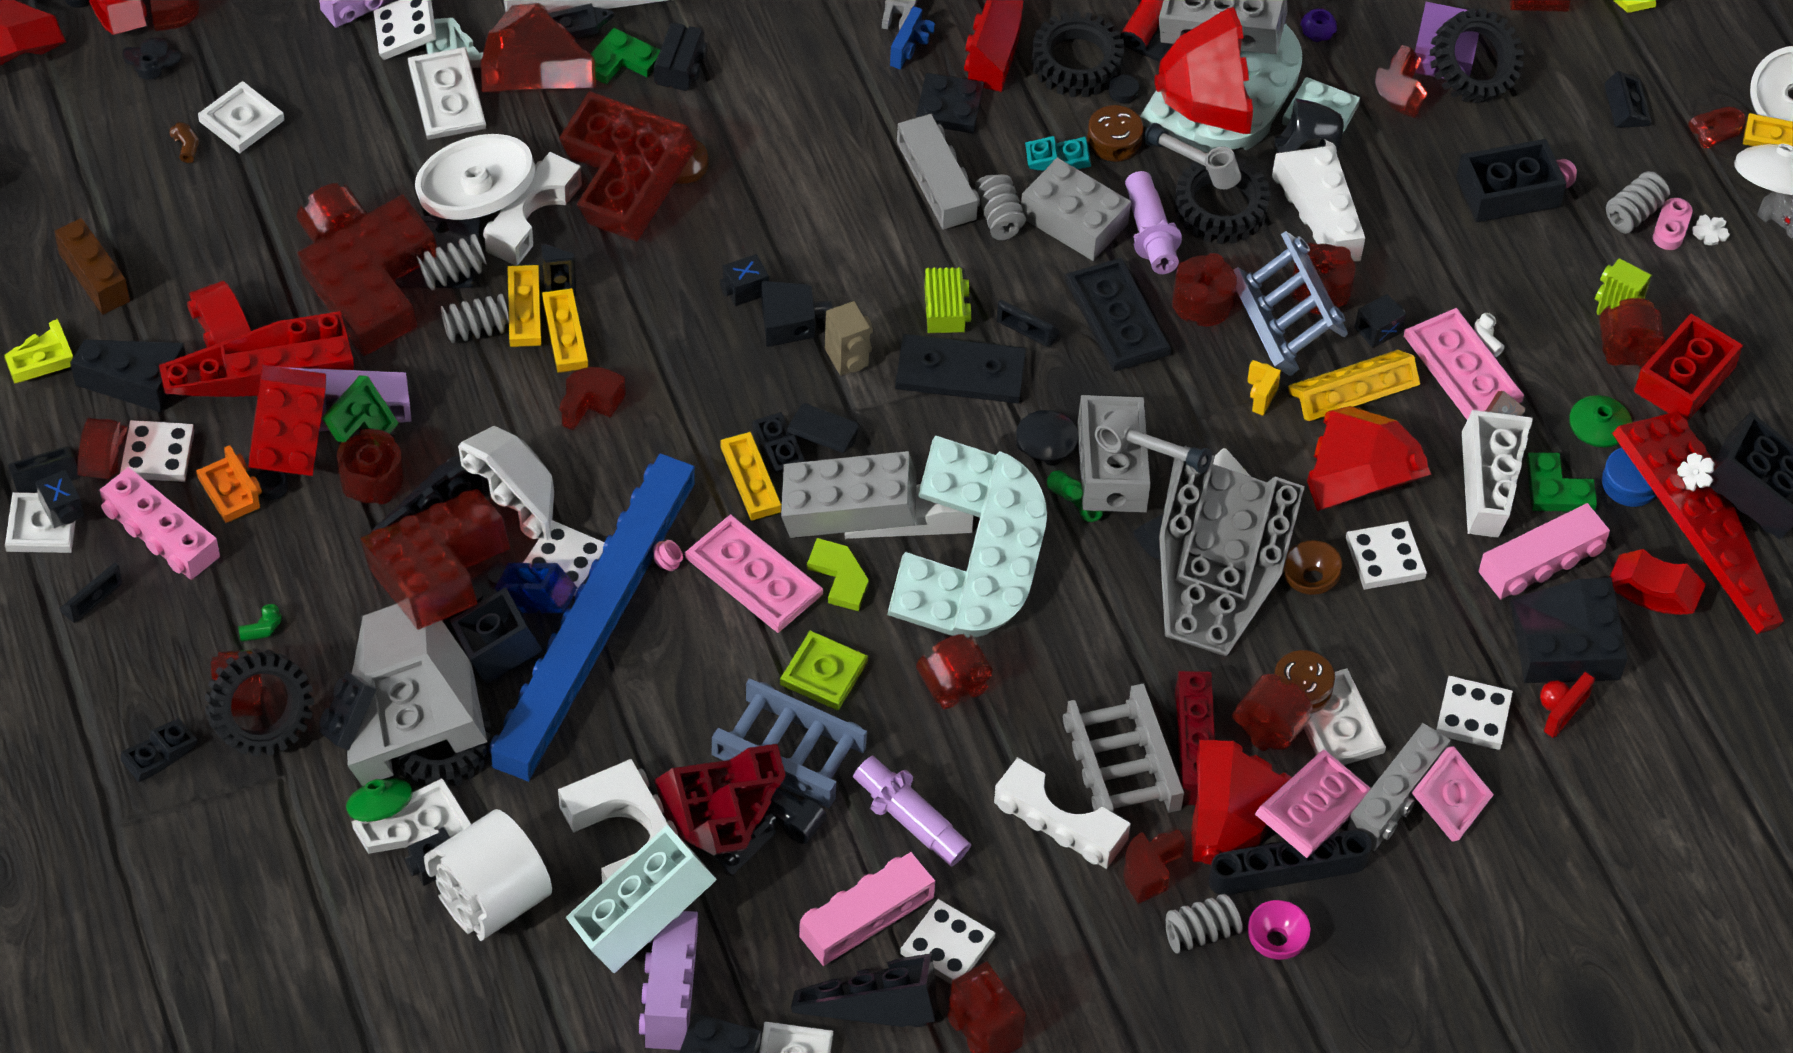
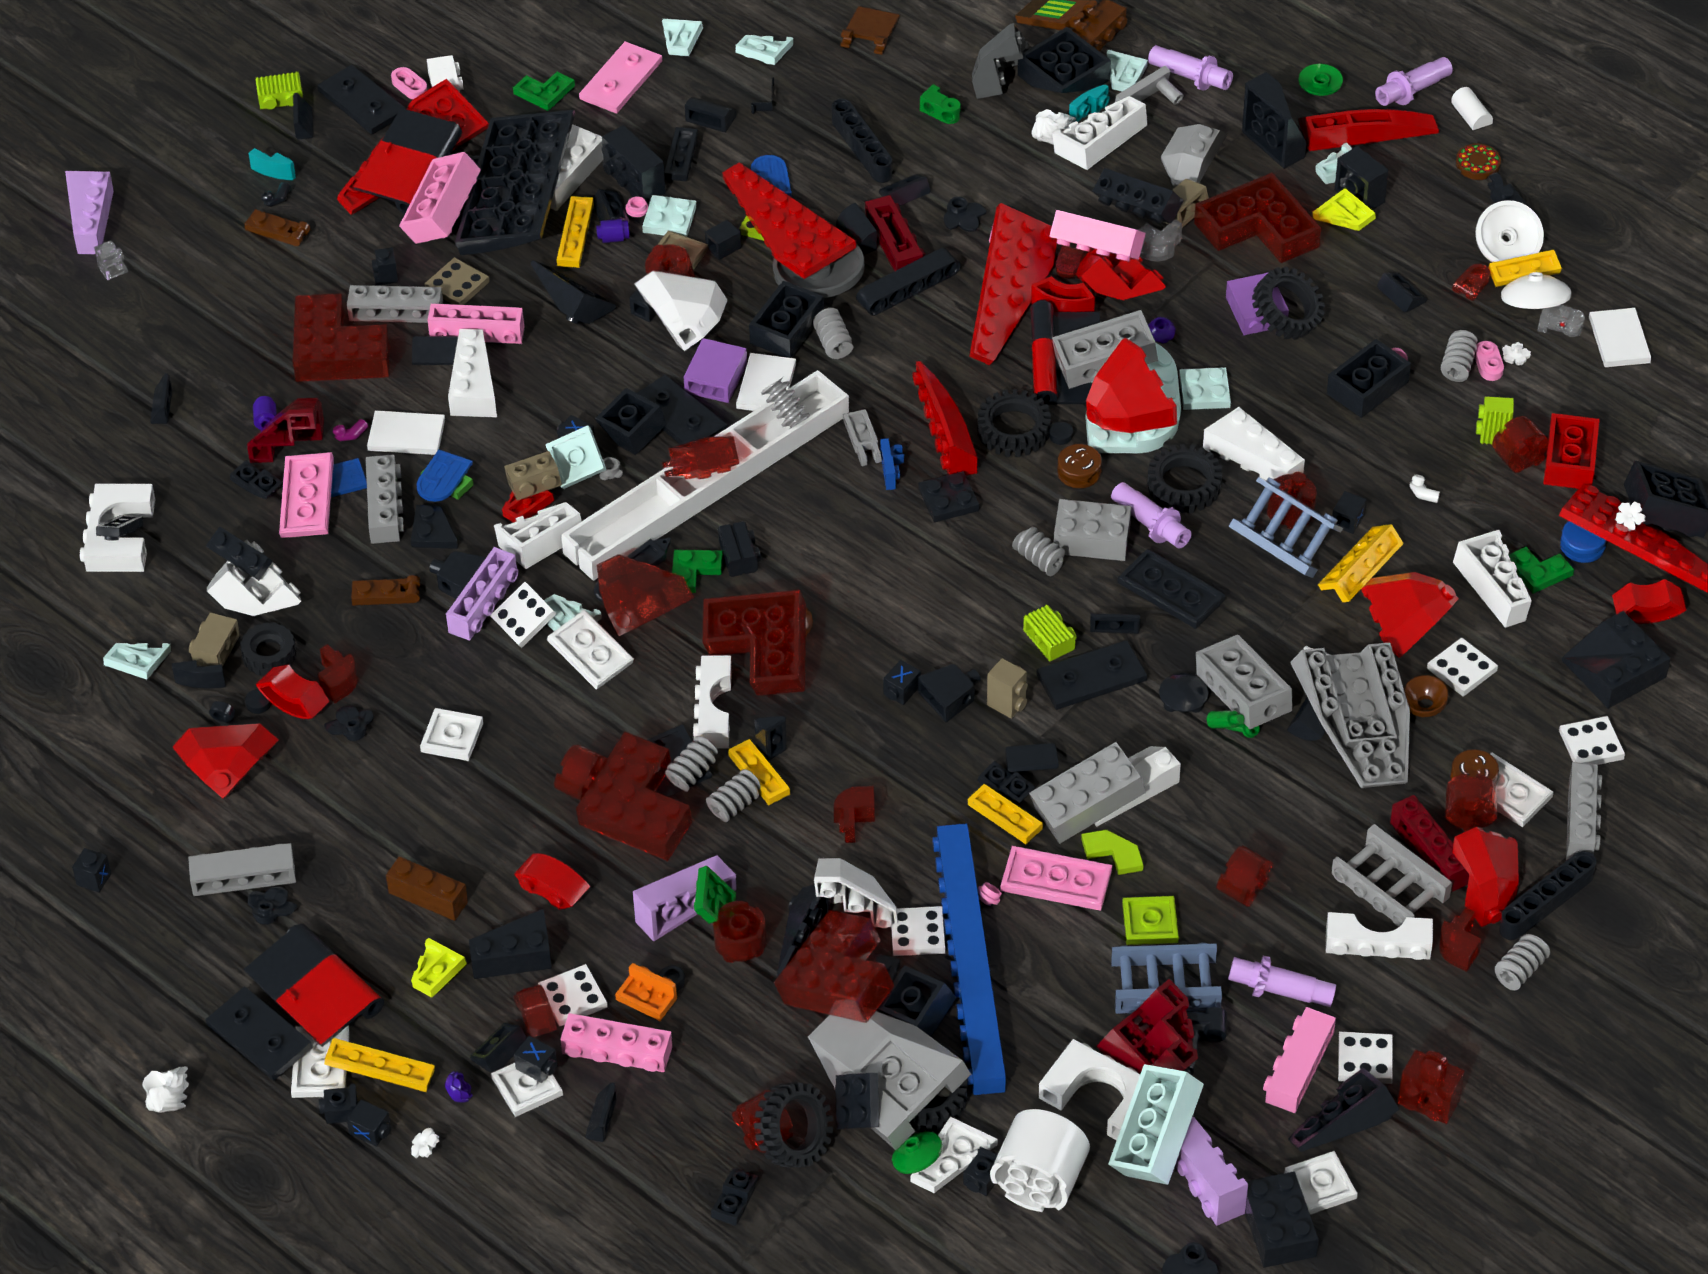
camera: 25 degrees left, 5 degrees down
(189, 139) = (416, 764): reddish brown arm -> none
(236, 364) = (608, 892): red wedge -> none
(264, 627) = (743, 1079): green arm -> none
(287, 420) = (667, 924): red brick -> none
(475, 176) = (659, 697): white dish -> none
(538, 587) = (936, 958): clear blue piece -> none
(564, 330) = (801, 775): yellow plate -> none
(938, 171) = (980, 546): light grey brick -> none
(1003, 550) = (1220, 777): light aqua plate -> none
(1045, 150) = (1046, 501): teal slope -> none
(1123, 429) = (1247, 660): light grey piece -> none
(1204, 289) = (1219, 544): clear red brick -> none
(1219, 161) = (1174, 452): light grey piece -> none
(1265, 385) = (1303, 587): yellow bracket -> none
(1282, 918) = (1573, 933): dark pink piece -> none
(1308, 122) = (1217, 396): black piece -> none
(1313, 803) = (1541, 847): bright pink plate -> none
(1397, 85) = (1250, 350): clear red brick -> none
(1452, 793) = (1620, 799): bright pink tile -> none
(1460, 361) = (1423, 517): bright pink plate -> none
(1505, 404) = (1471, 530): tile -> none
(1544, 551) = (1564, 615): bright pink brick -> none
(1564, 702) = (1644, 706): red tile -> none
(1591, 426) = (1534, 514): green dish -> none

